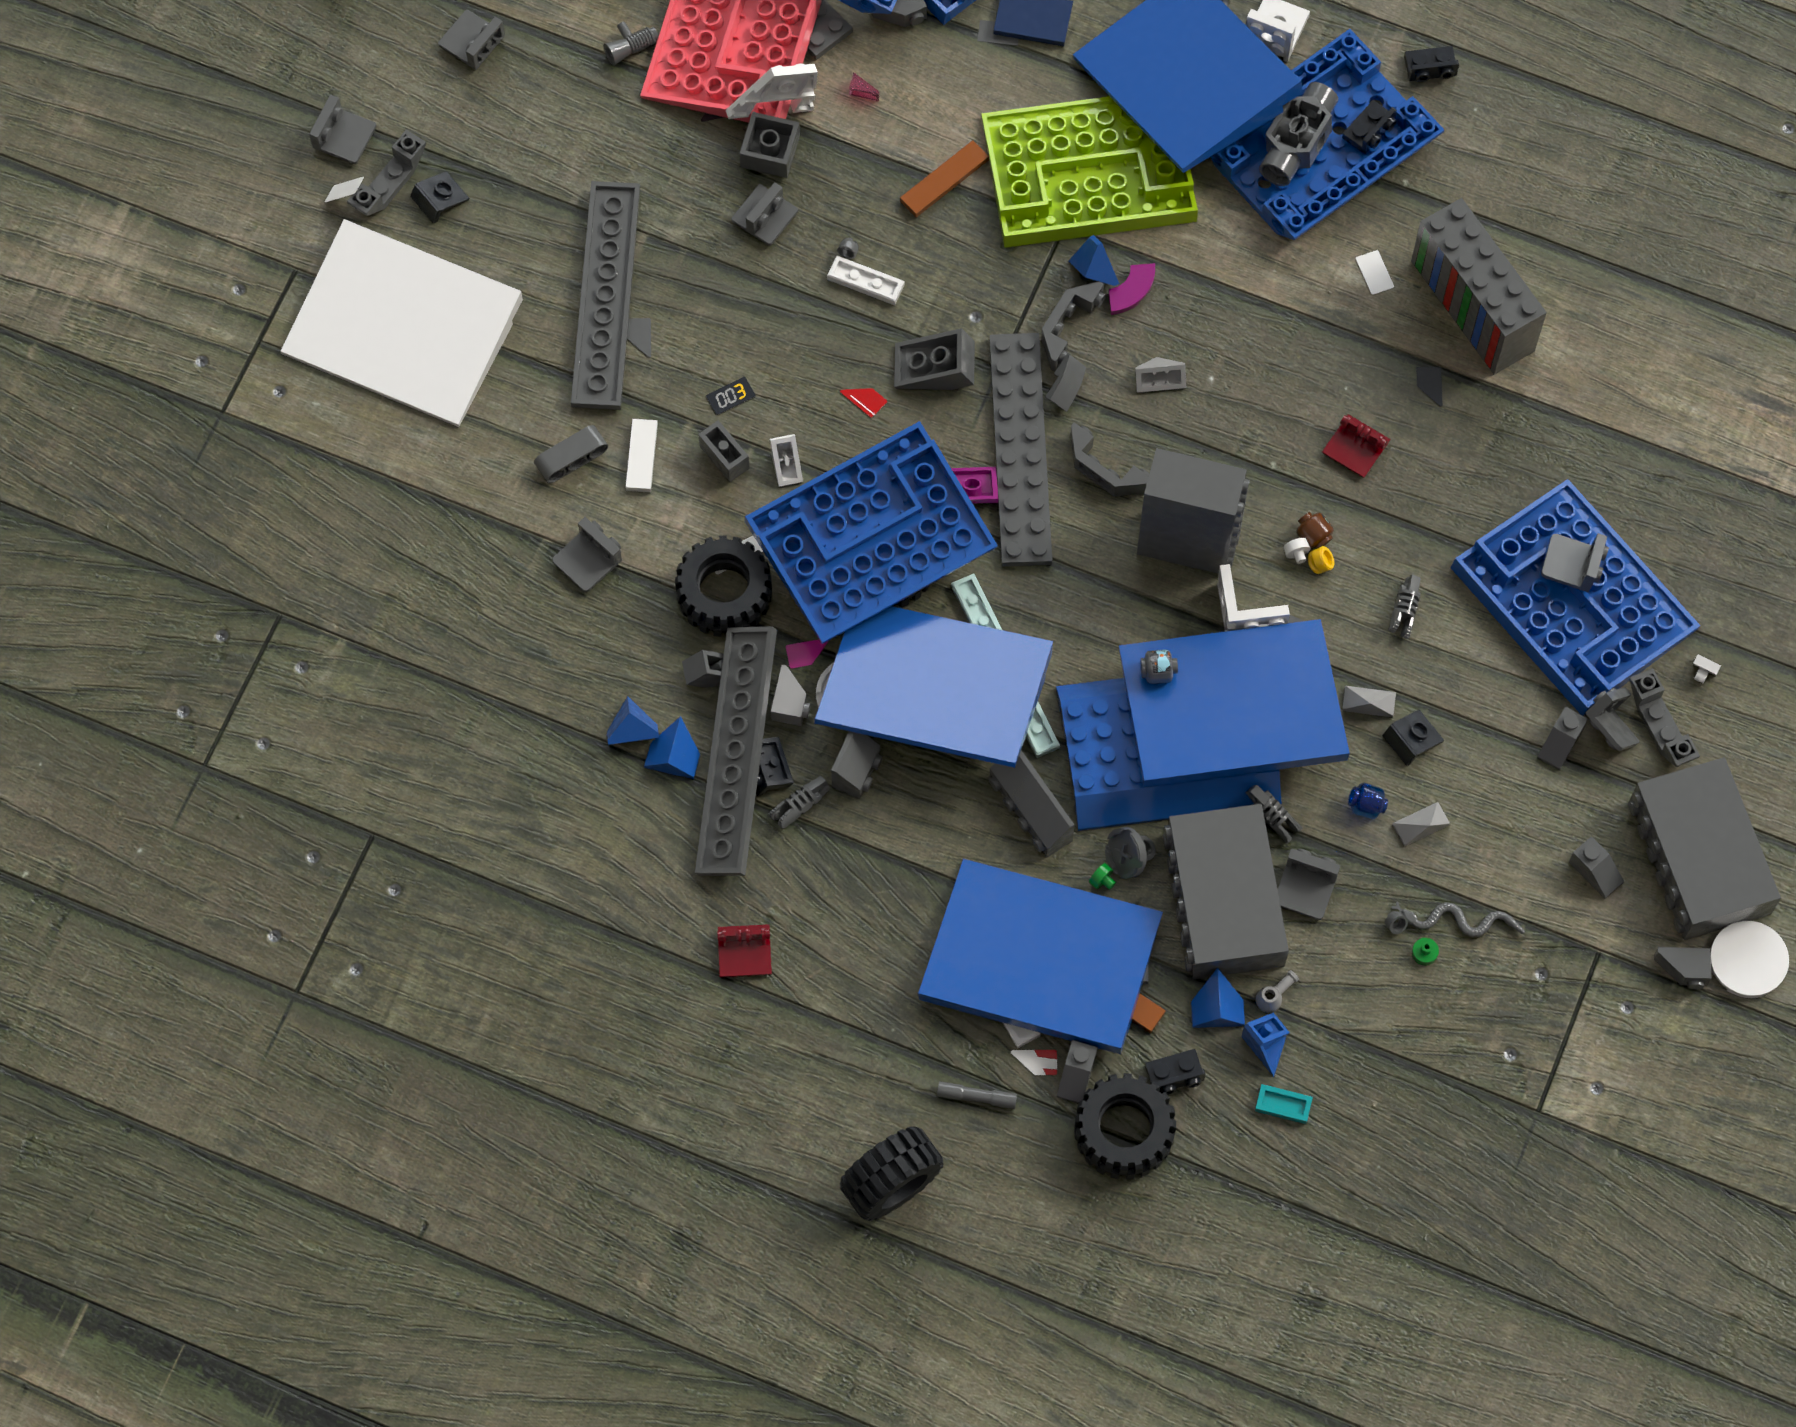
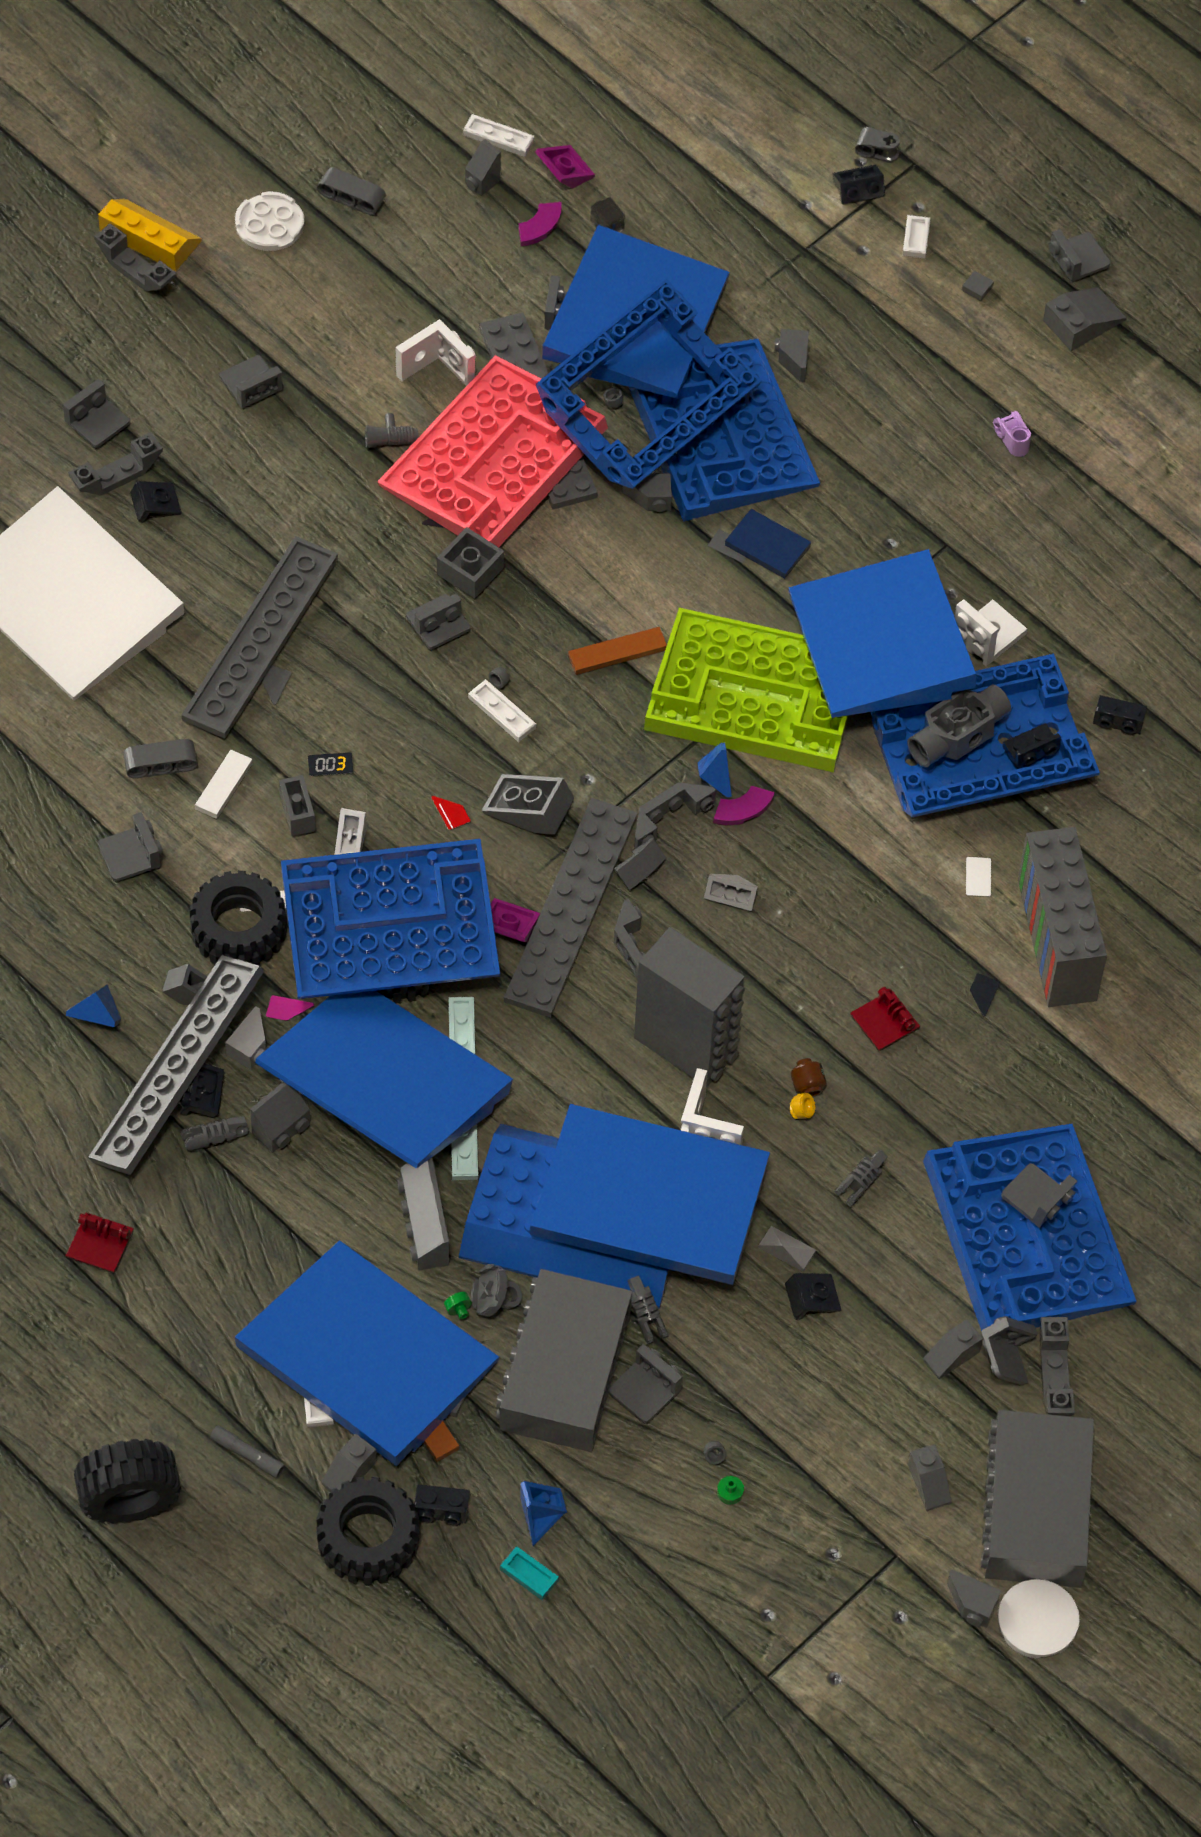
camera: 20 degrees right, 10 degrees down
(344, 189) = (72, 463): white sticker -> none
(674, 752) = (123, 1046): blue slope -> none
(779, 84) = (499, 509): white wing -> none
(862, 89) = (579, 547): clear pink piece -> none
(1038, 1061) = (319, 1445): white sticker -> none
(1158, 666) = (593, 1132): head -> none
(1217, 1004) = (510, 1459): blue slope -> none
(1274, 1004) = (566, 1479): light grey bar -> none
(1297, 549) = (783, 1088): white tile -> none
(1367, 800) = (740, 1333): clear blue head -> none
(1421, 824) = (782, 1375): light grey slope -> none
(1460, 919) = (778, 1472): dark grey animal -> none
(1705, 667) = (1120, 1340): white tile -> none

